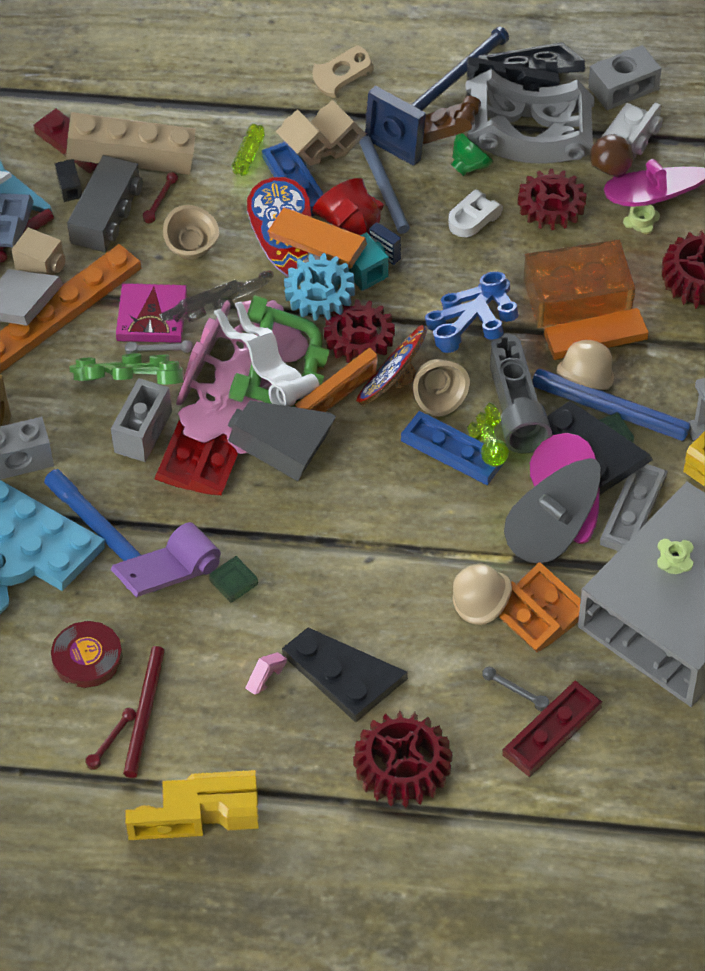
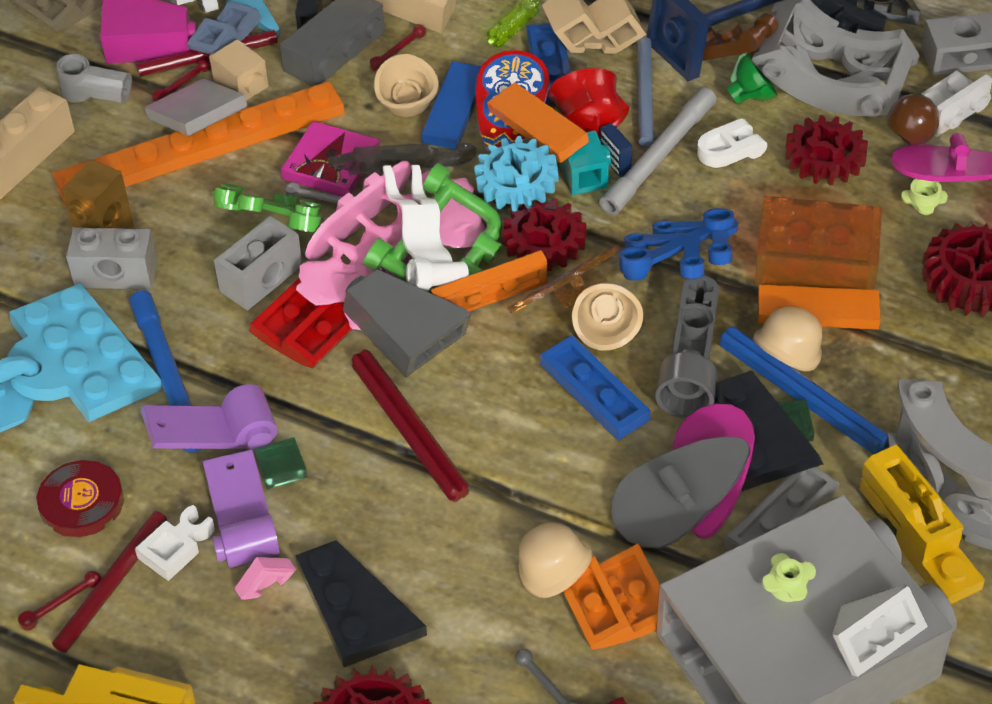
camera: 20 degrees right, 5 degrees down
(182, 670) = (173, 547): none -> white plate
(221, 626) = (240, 510): none -> medium lavender door
(233, 237) = (452, 107): none -> blue tile
(321, 519) = (410, 426): none -> dark red axle
(405, 272) = (626, 186): none -> light grey piece
(493, 450) = (634, 400): clear neon green hinge -> none

